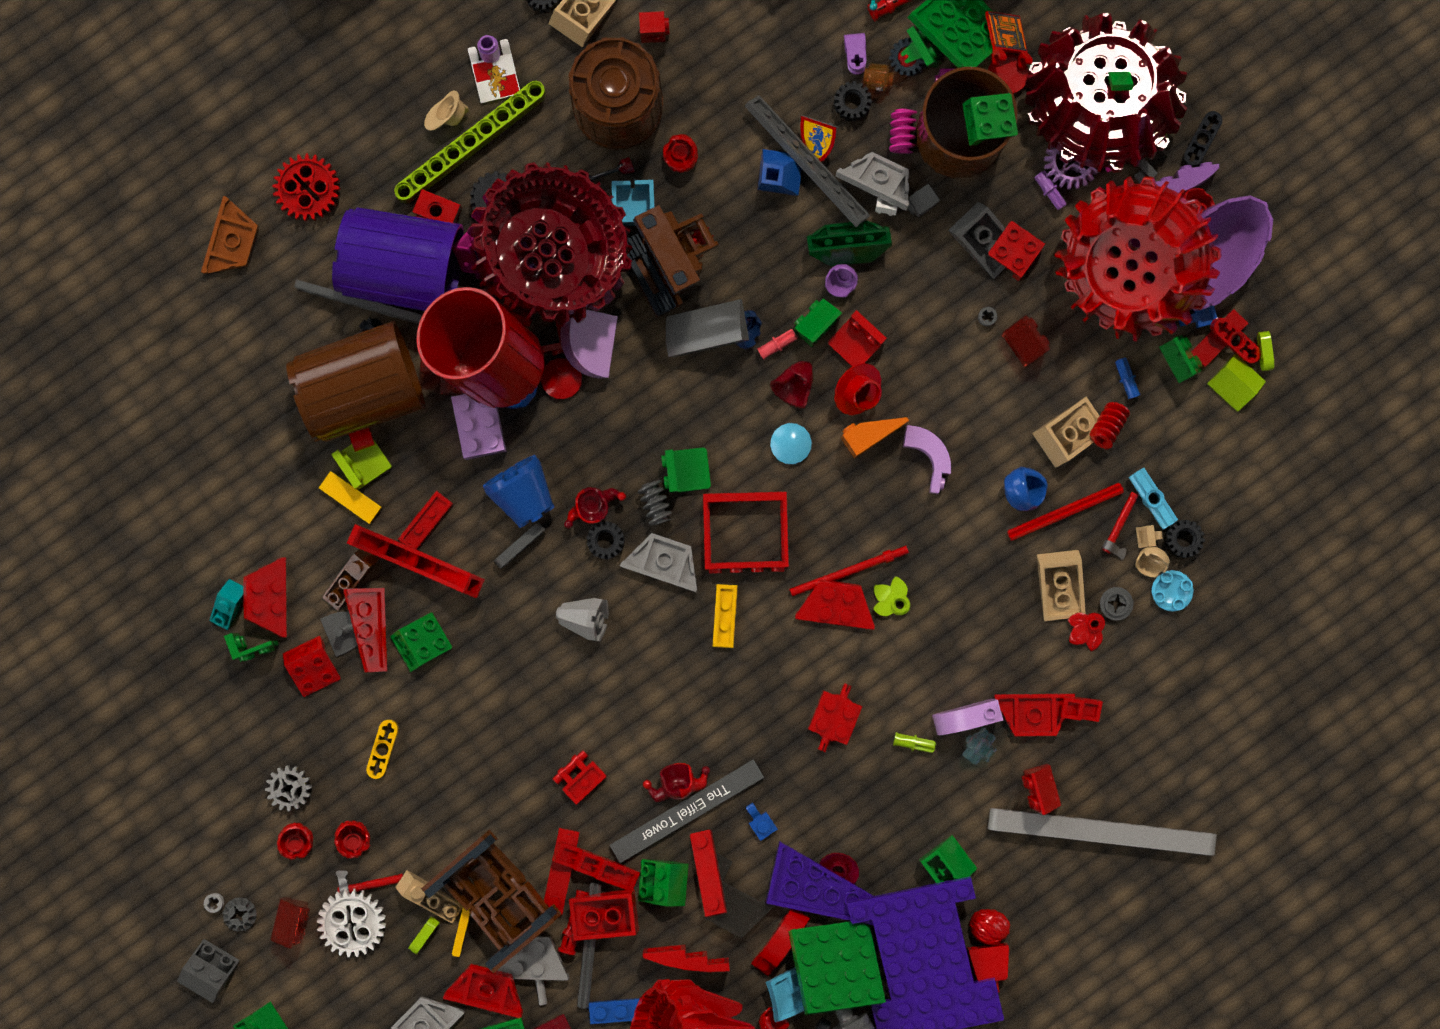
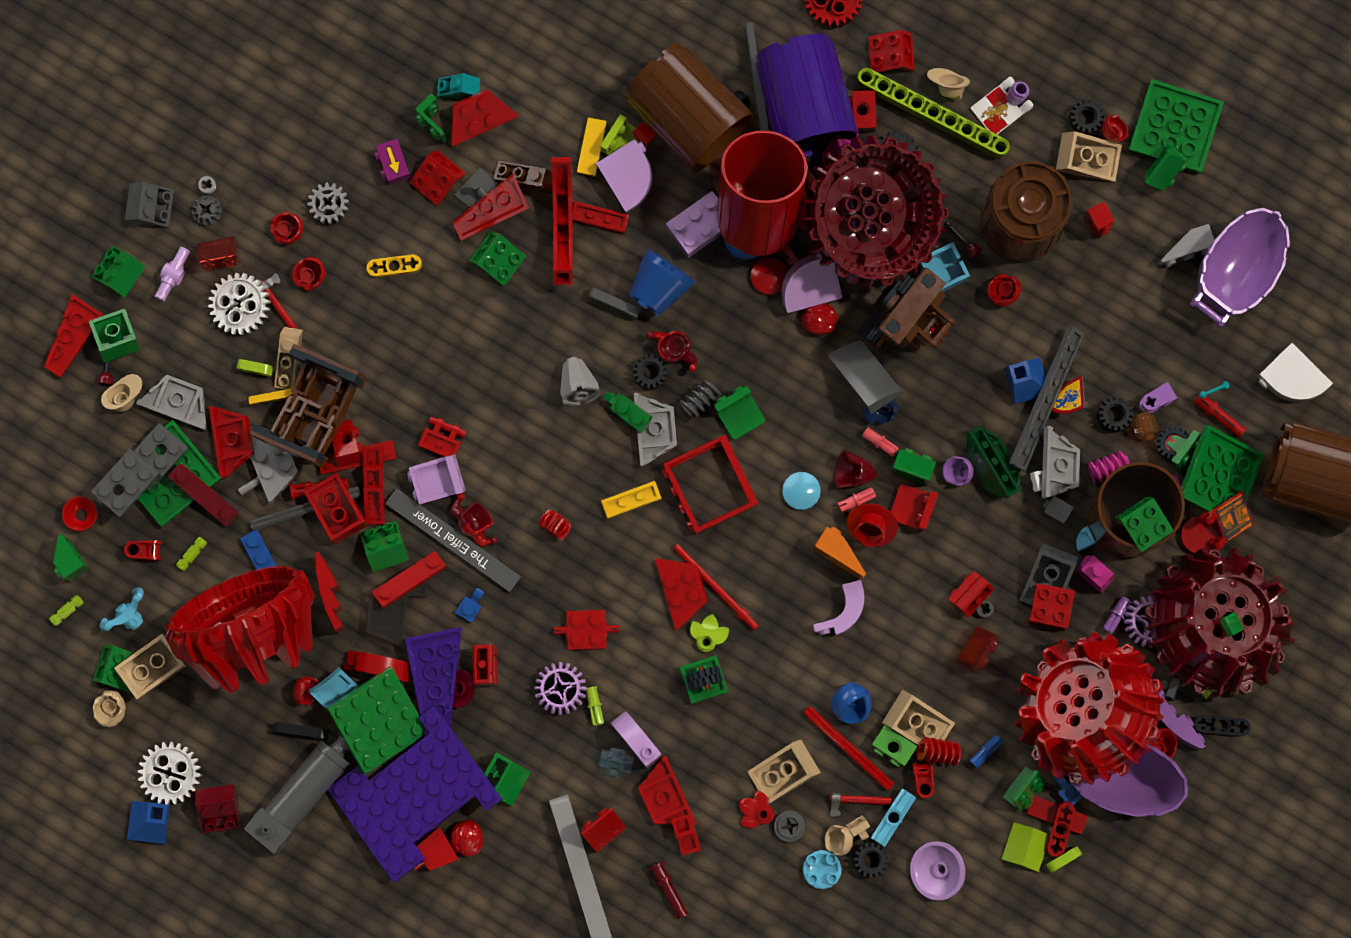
camera: 70 degrees right, 5 degrees down
(275, 704) = (393, 162): none -> magenta brick
(290, 977) = (172, 274): none -> lavender pin
(388, 155) = (891, 51): none -> red bracket
(395, 473) = (628, 174): none -> lavender brick
(553, 875) = (351, 451): none -> red brick
(619, 801) = (436, 479): none -> lavender panel
(628, 348) = (819, 319): none -> red hair
(635, 579) = (628, 411): none -> green hinge
(718, 703) = (555, 524): none -> red gear
(824, 381) = (857, 499): none -> coral axle
(827, 834) = (485, 665): none -> red brick
(884, 752) = (565, 704): none -> lavender gear
(935, 623) = (704, 679): none -> plate
(961, 188) = (1084, 539): none -> medium azure tile
(968, 323) = (970, 594): none -> red brick
(1000, 192) = (1095, 573): none -> dark pink torso
(1093, 458) = (904, 751): none -> bright green brick
(1117, 749) = (664, 881): none -> dark red pin
(1128, 451) = (923, 778): none -> red piece
(1228, 488) = (928, 873): none -> lavender dish

